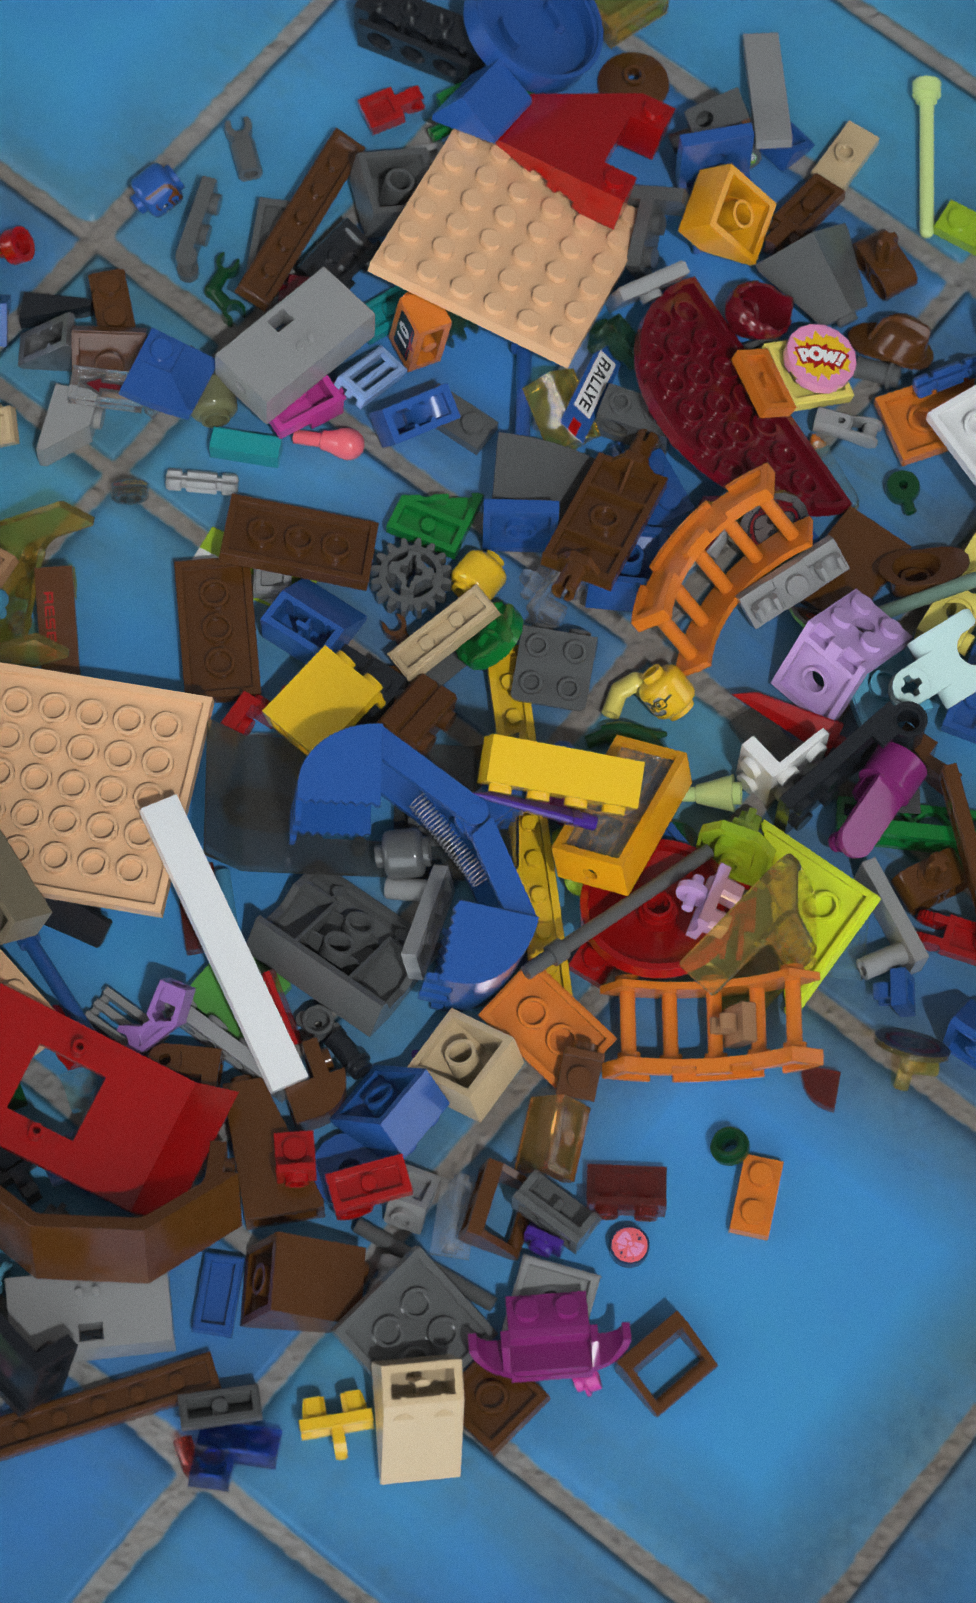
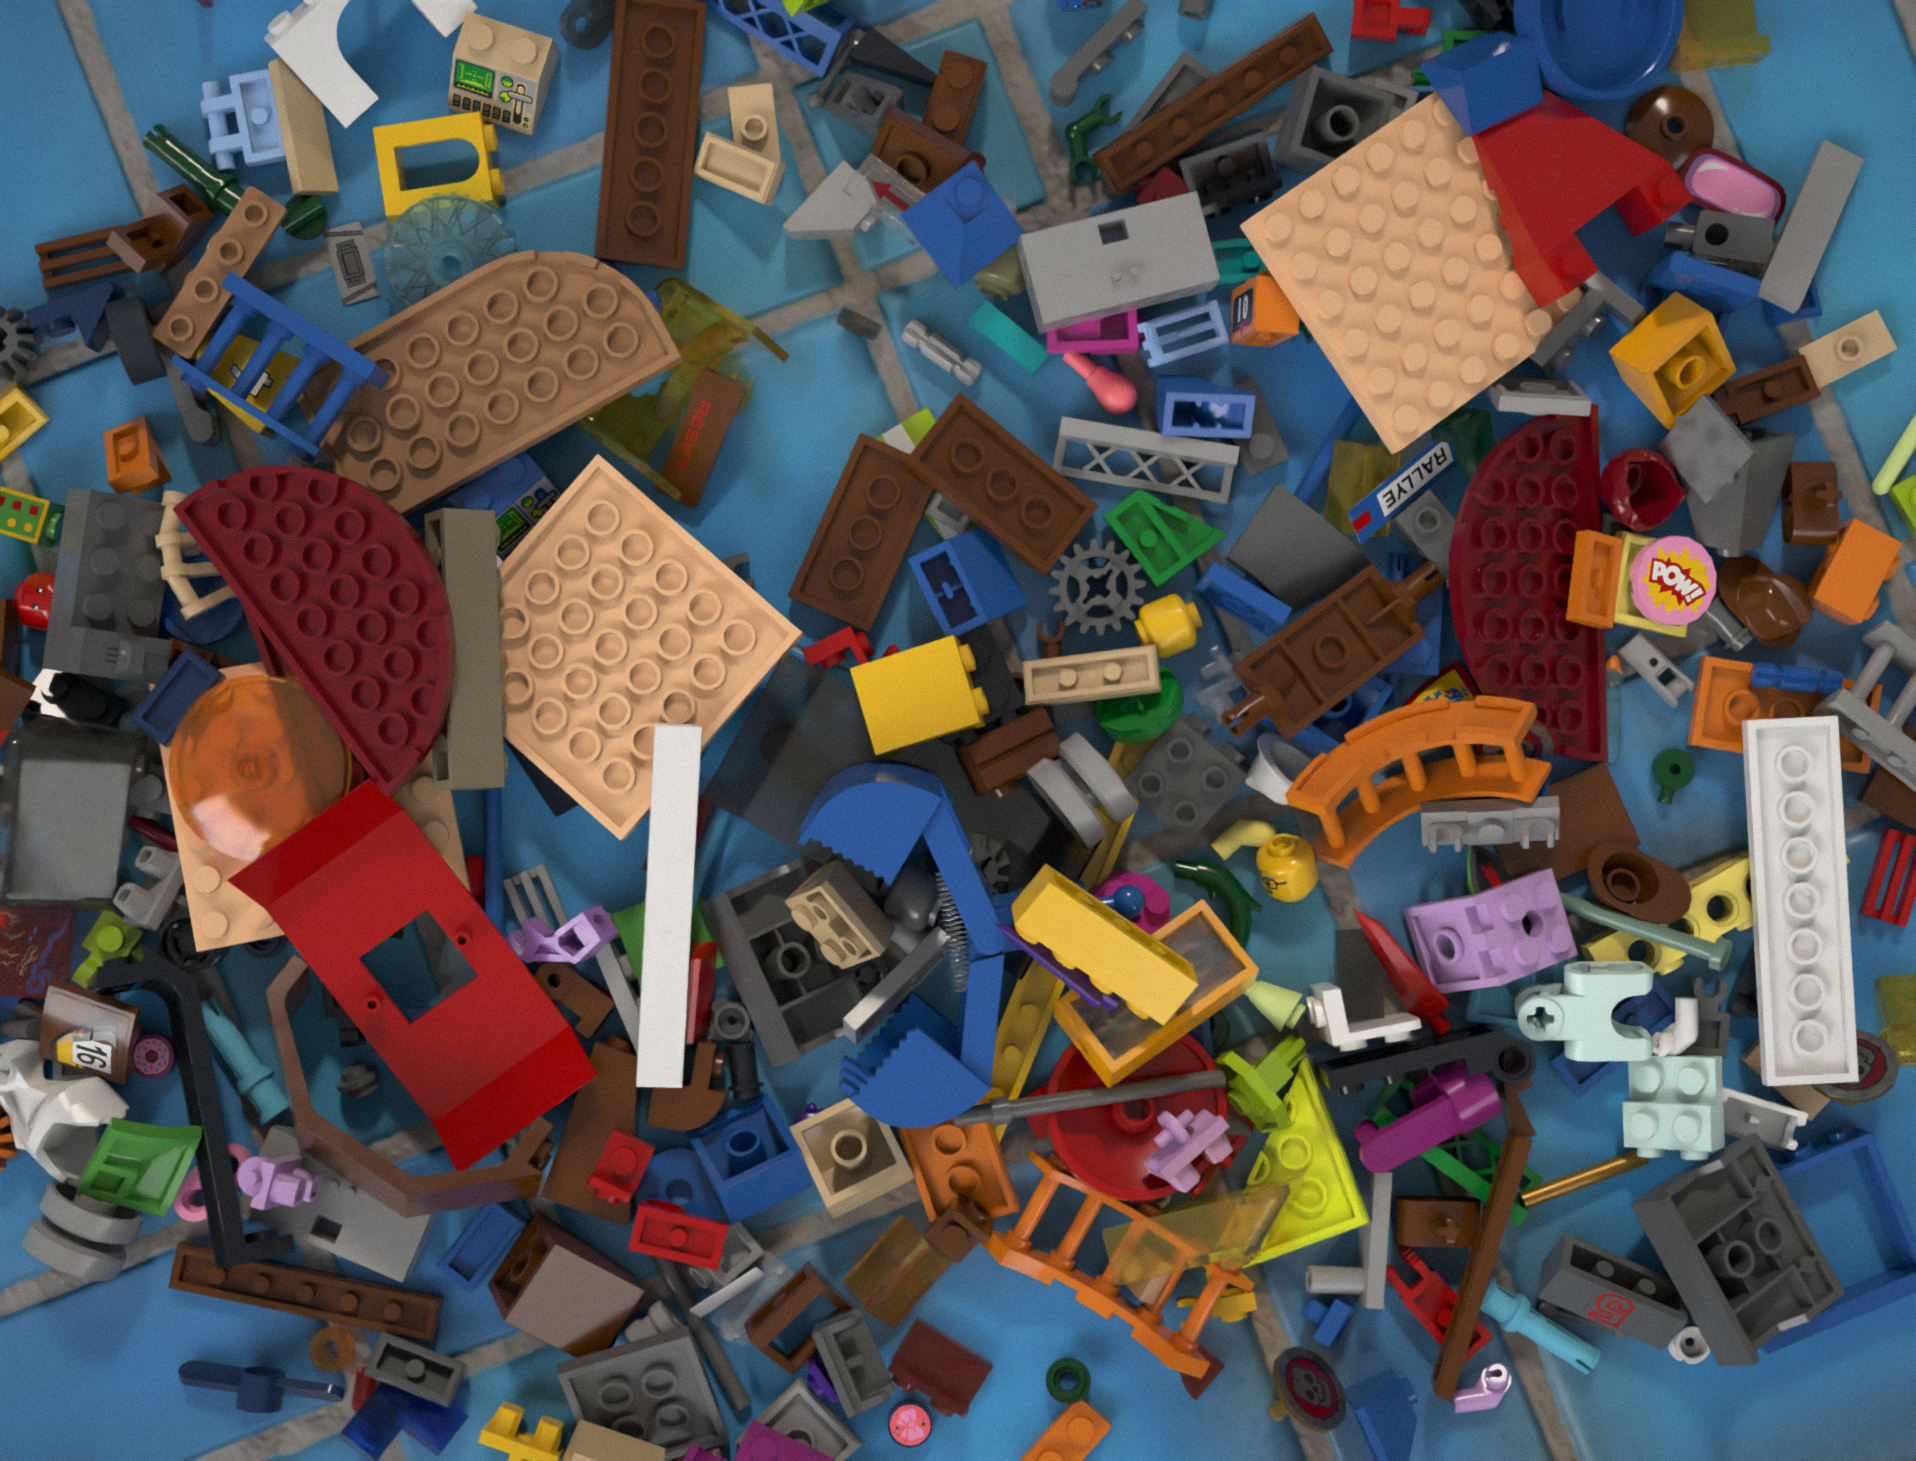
camera: 30 degrees right, 20 degrees up
(10, 362) = (815, 99): none -> dark grey hinge
(38, 1297) = (278, 1181): none -> lavender hips
(107, 1493) = (257, 1387): none -> dark blue piece
(140, 1427) = (326, 1361): none -> clear orange plate
(355, 893) = (840, 916): none -> tan slope
(394, 463) = (1146, 443): none -> light grey fence
(431, 1216) = (728, 1292): none -> white sticker
(482, 701) = (1088, 785): none -> light grey wheel
(618, 635) = (1276, 767): none -> white piece
(690, 90) = (1731, 186): none -> sticker
(786, 256) = (1707, 448): none -> flat silver piece
(814, 1022) = (1231, 1306): none -> yellow plate
(943, 292) = (1853, 572): none -> orange brick

